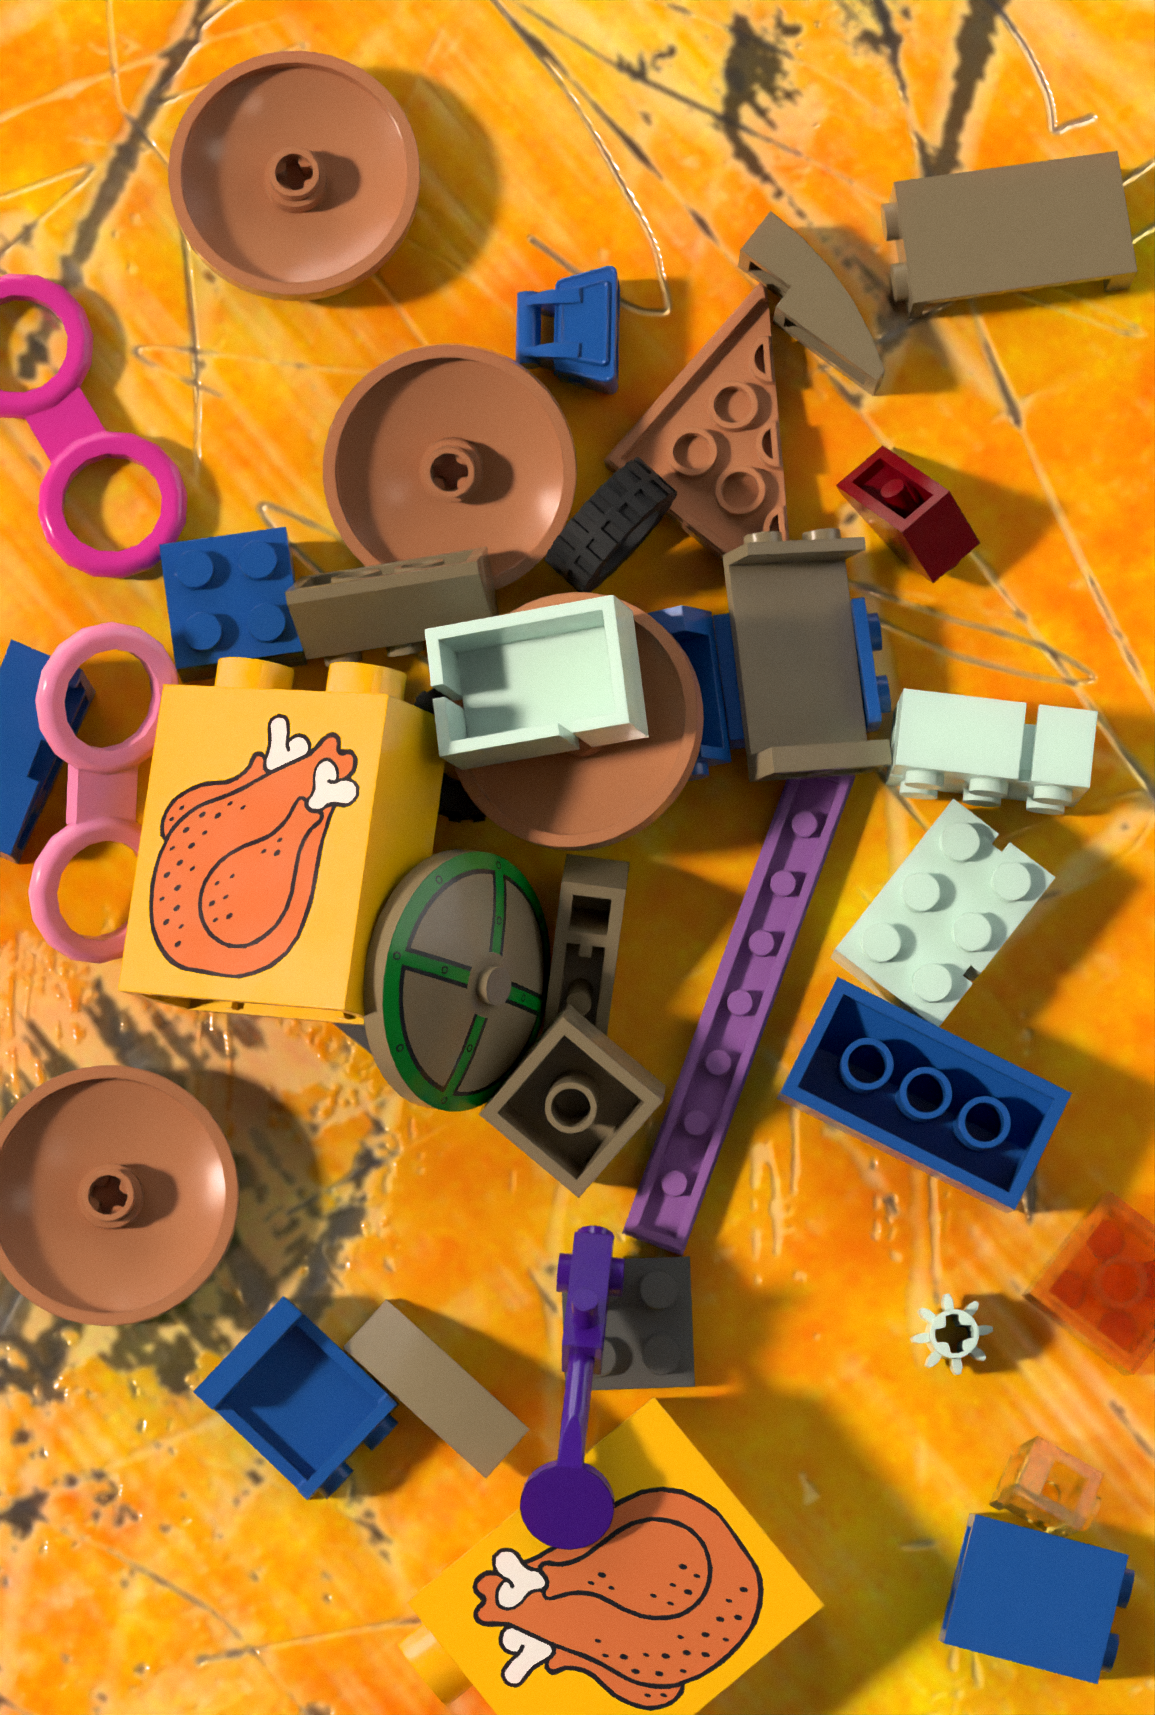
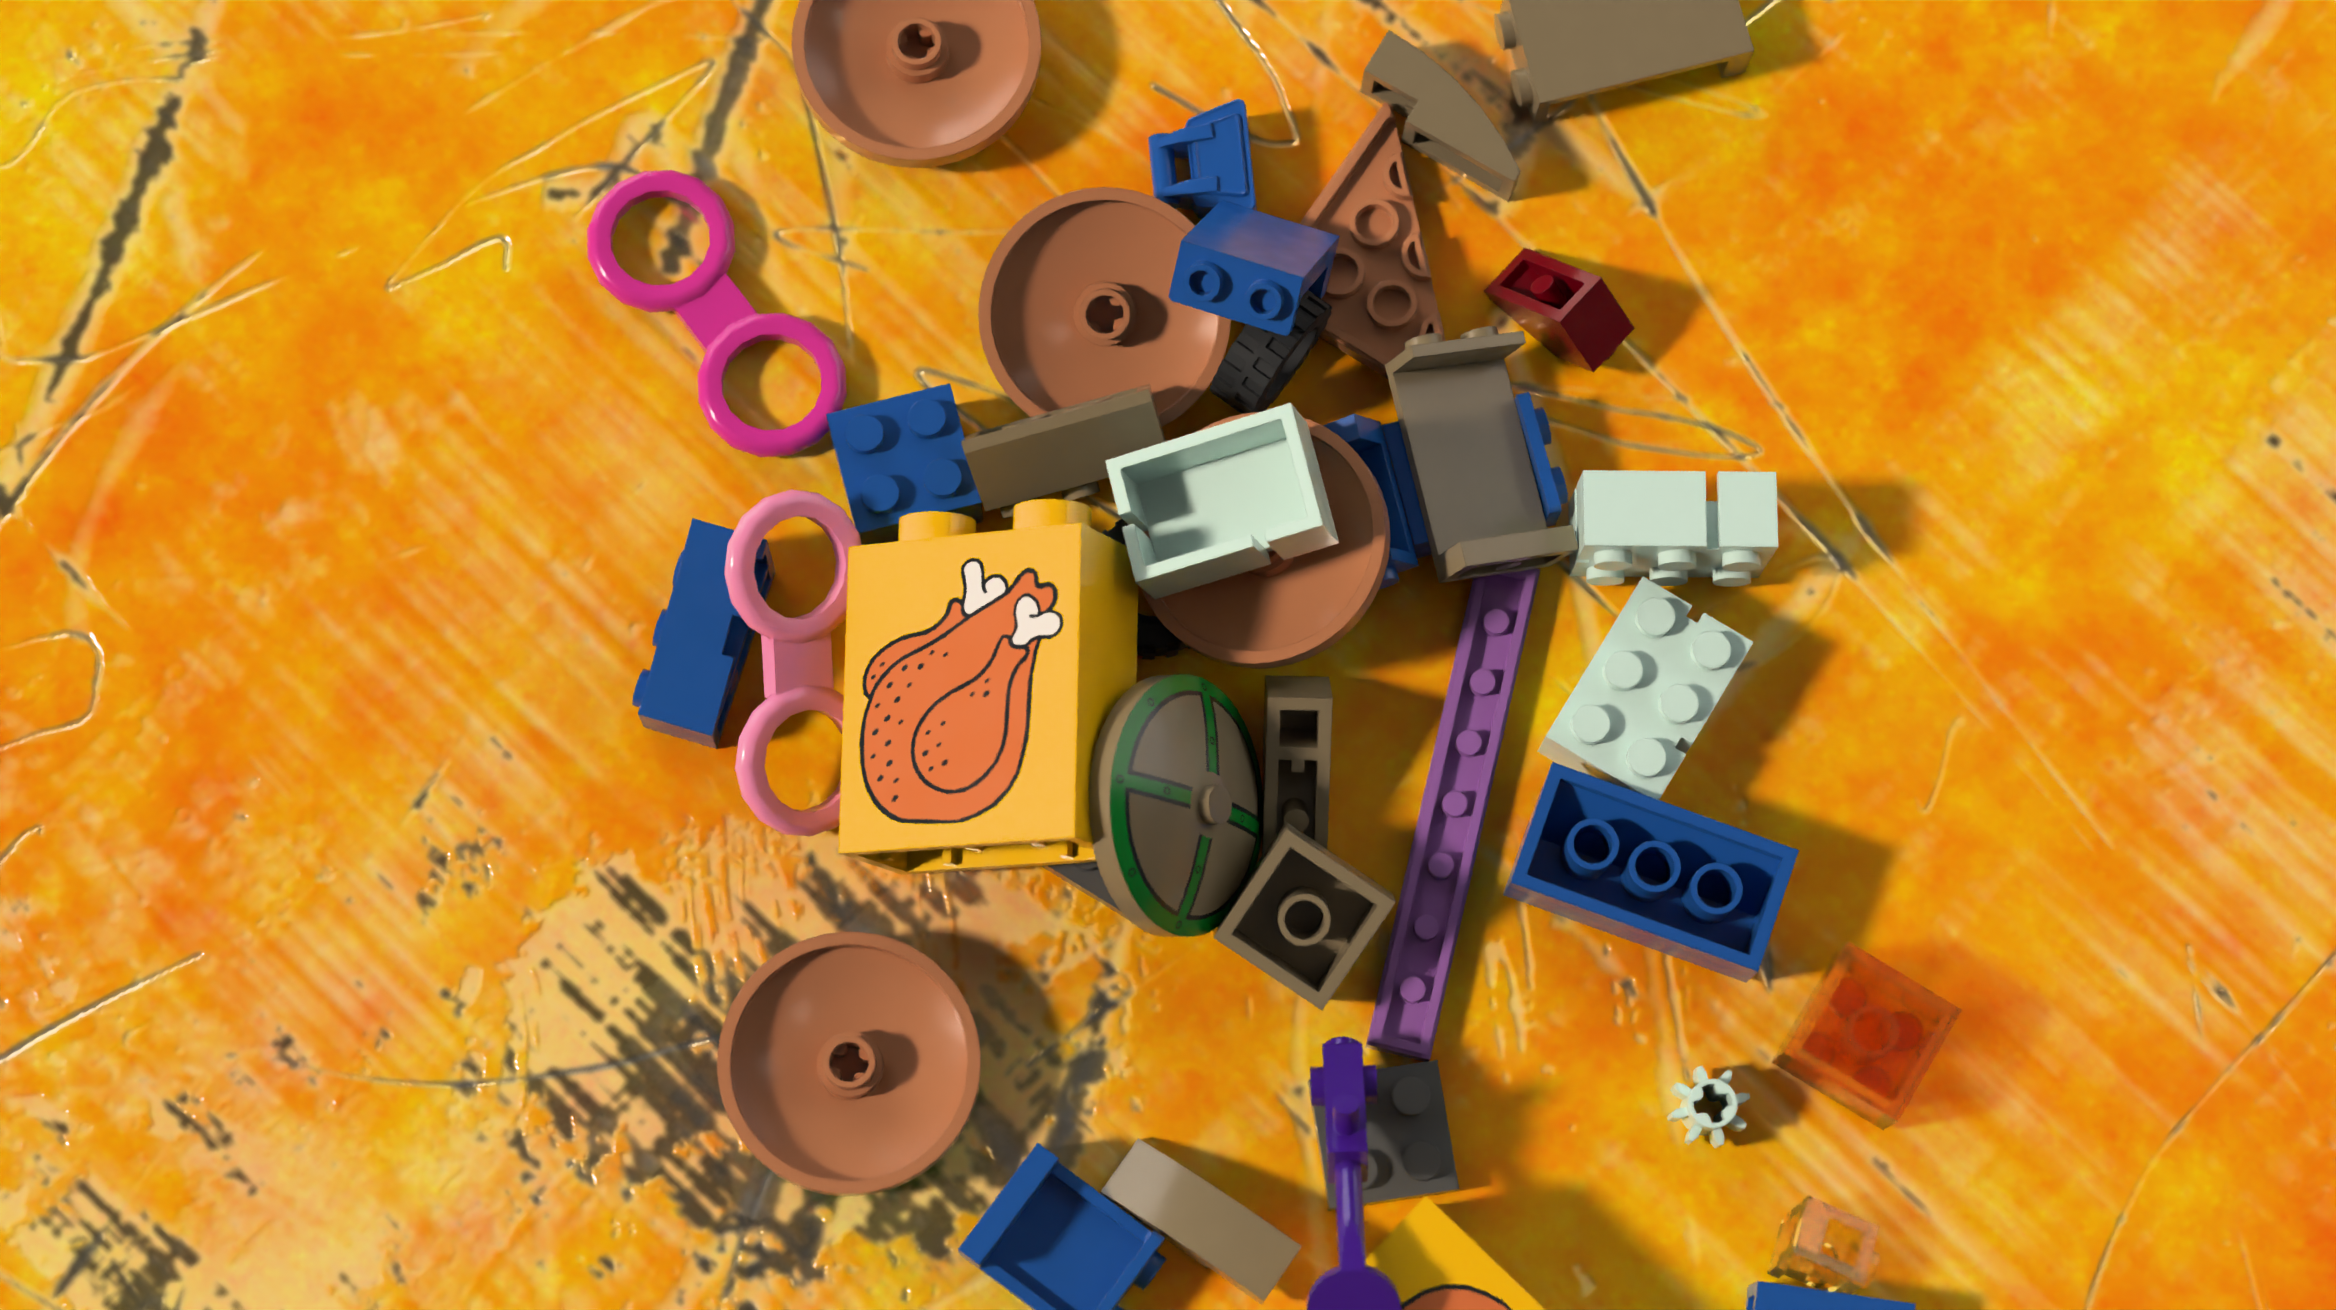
camera: 10 degrees left, 5 degrees down
(599, 442) = (1252, 266): none -> blue panel

